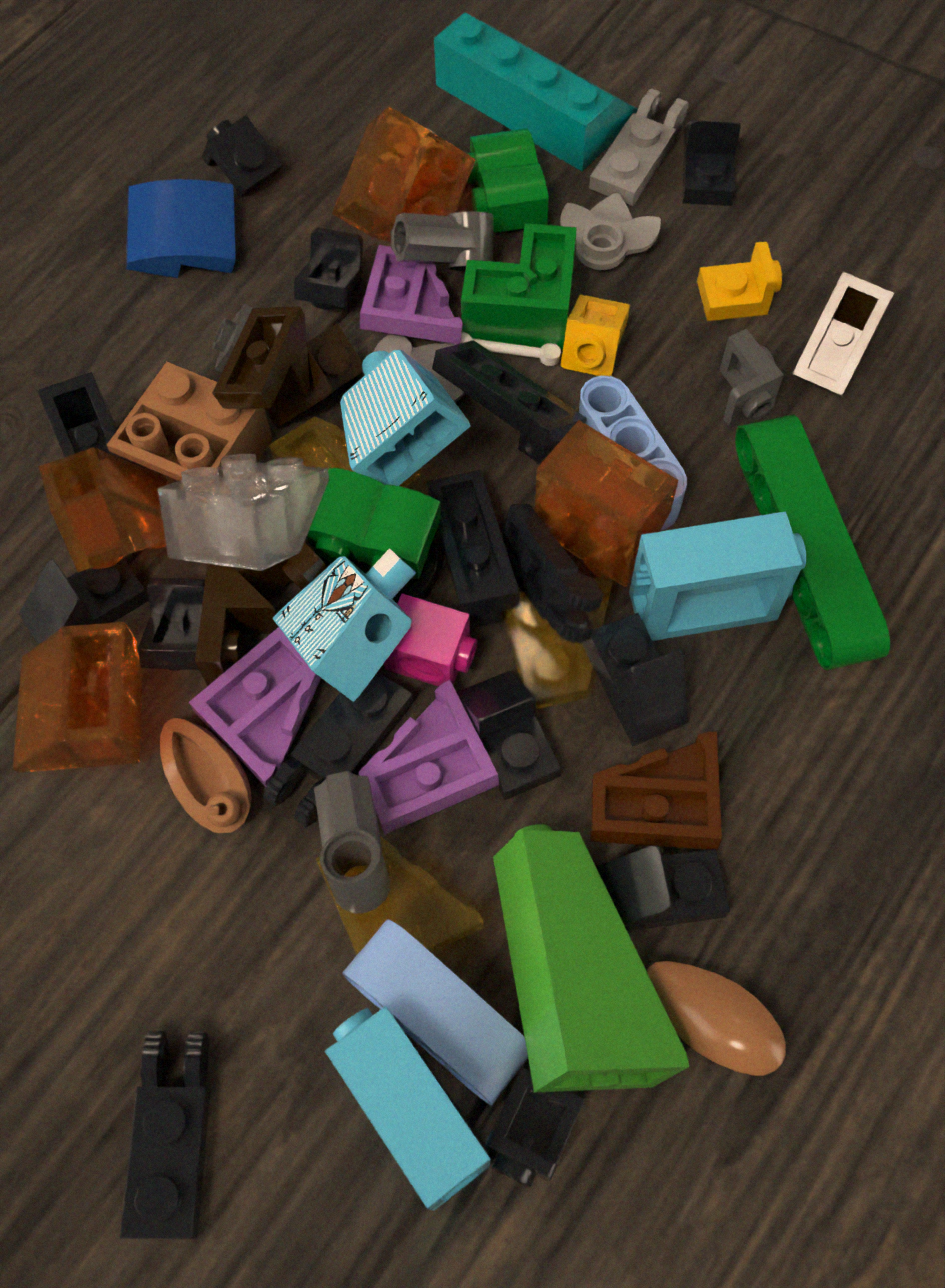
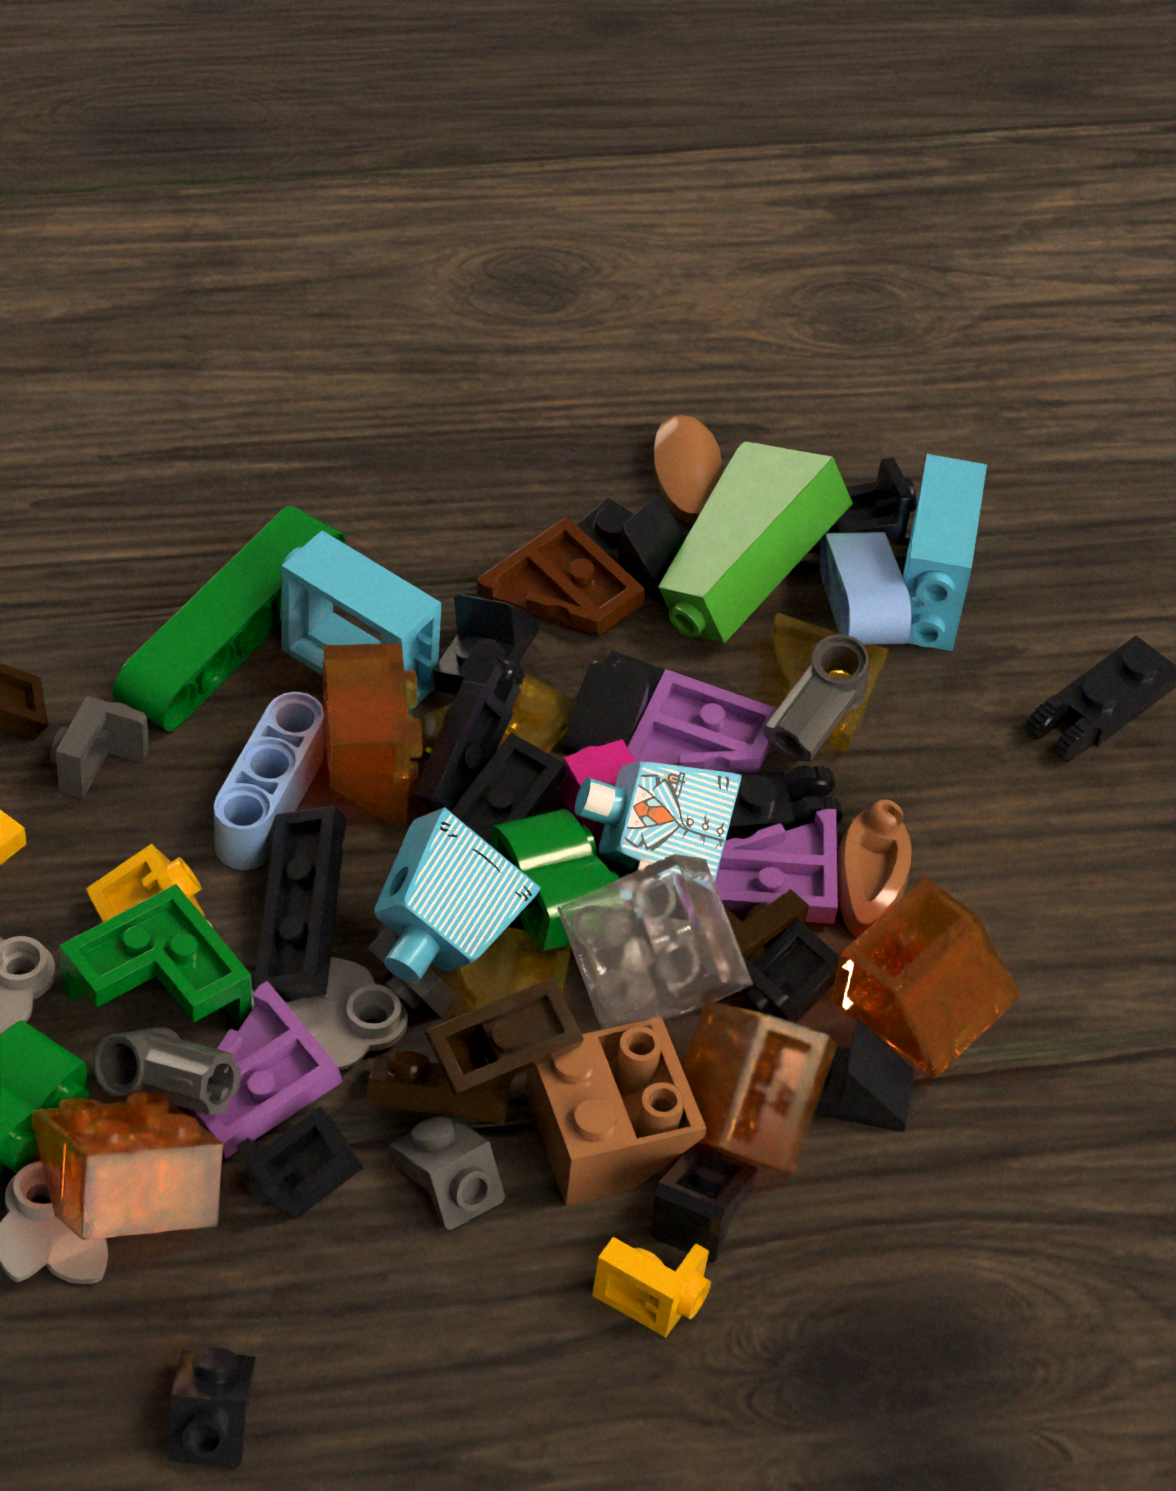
camera: 140 degrees left, 15 degrees down
(75, 360) = (646, 1289): none -> yellow bracket
(180, 225) = (368, 1374): blue slope -> none

